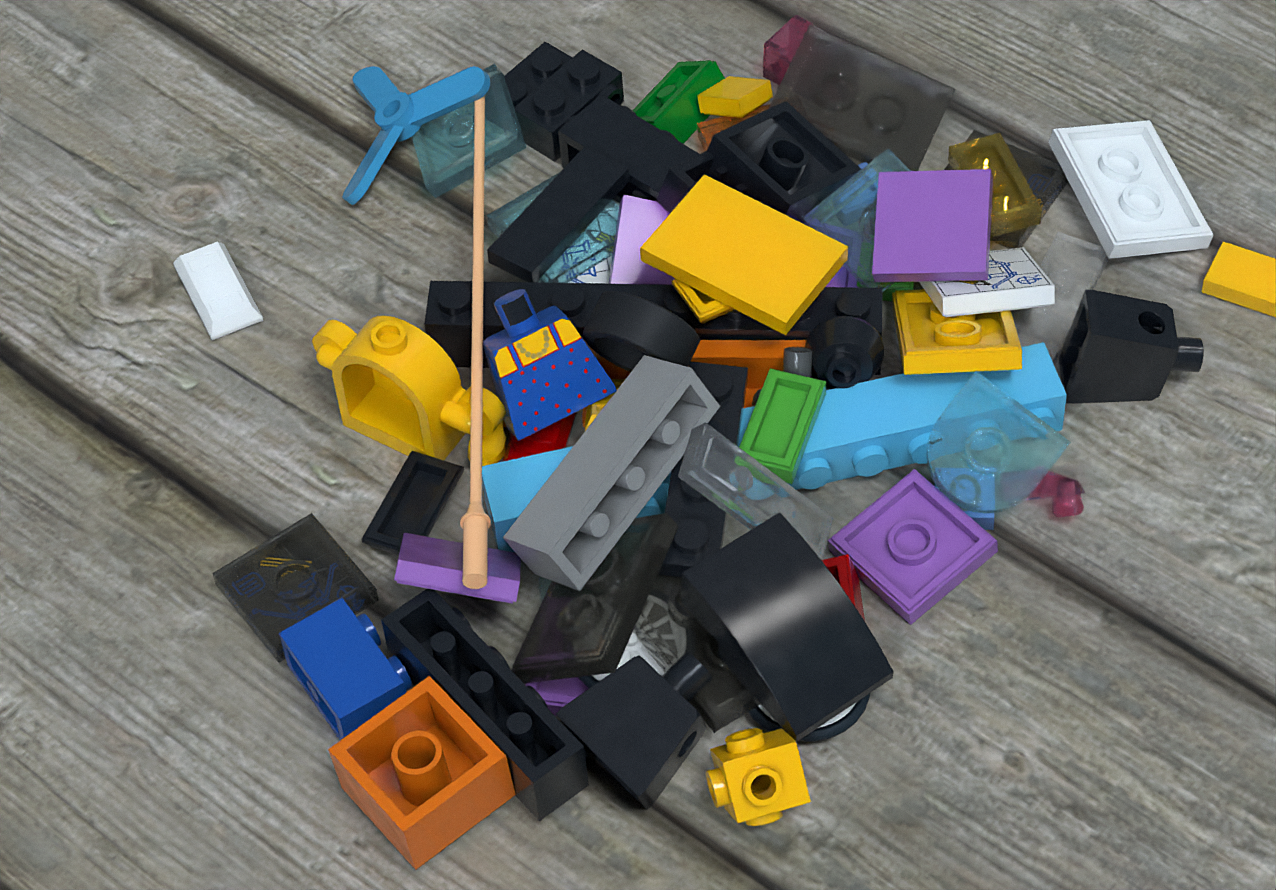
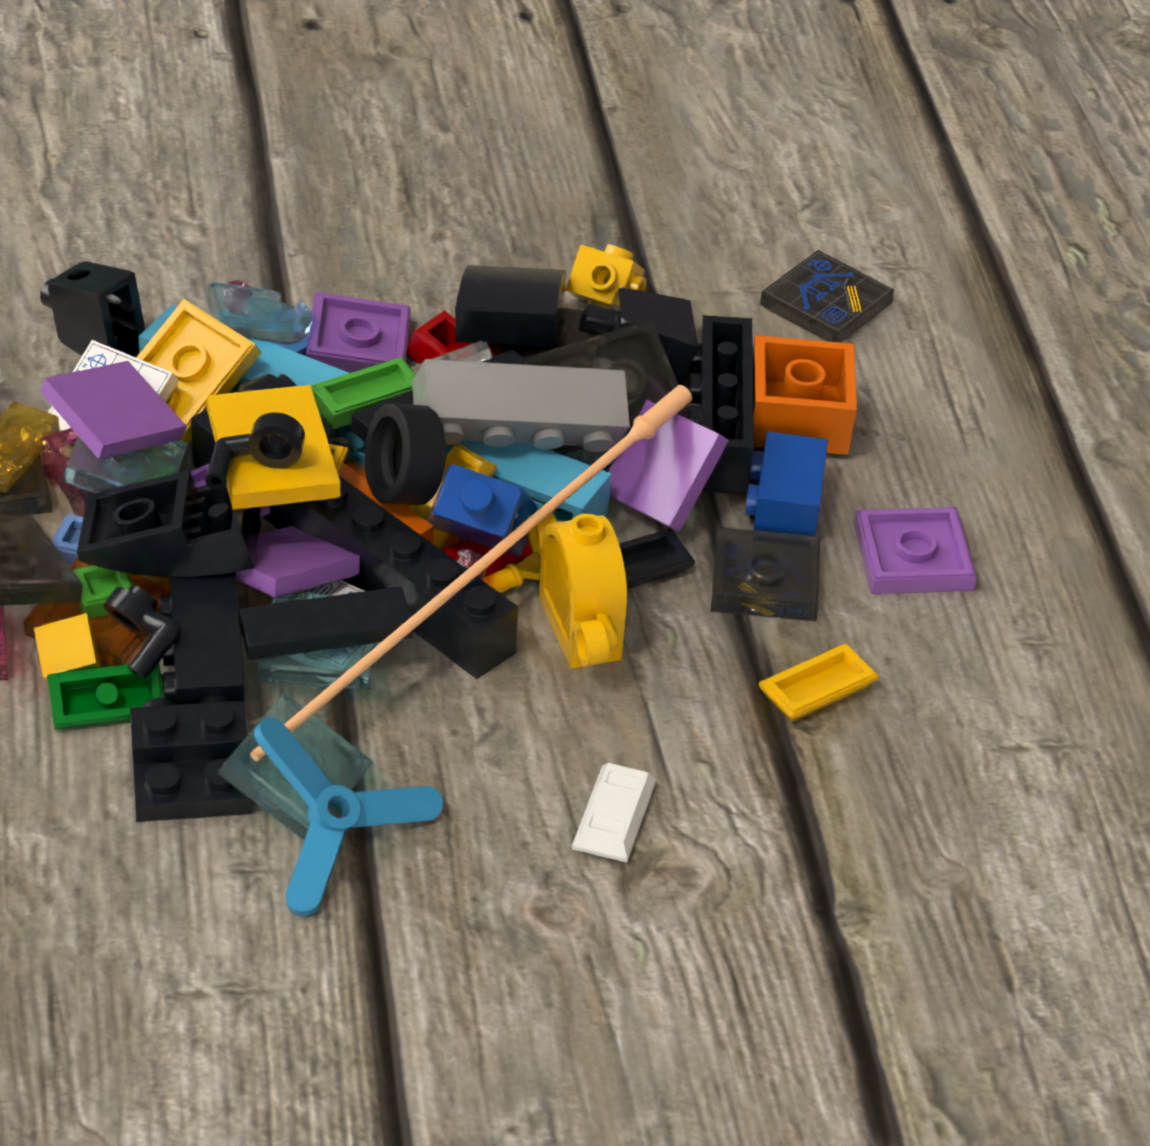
camera: 145 degrees left, 10 degrees down
(152, 507) = (818, 682): none -> yellow tile
(184, 719) = (914, 550): none -> medium lavender tile
(692, 121) = (136, 611): none -> black plate
(716, 207) = (261, 443): none -> black plate

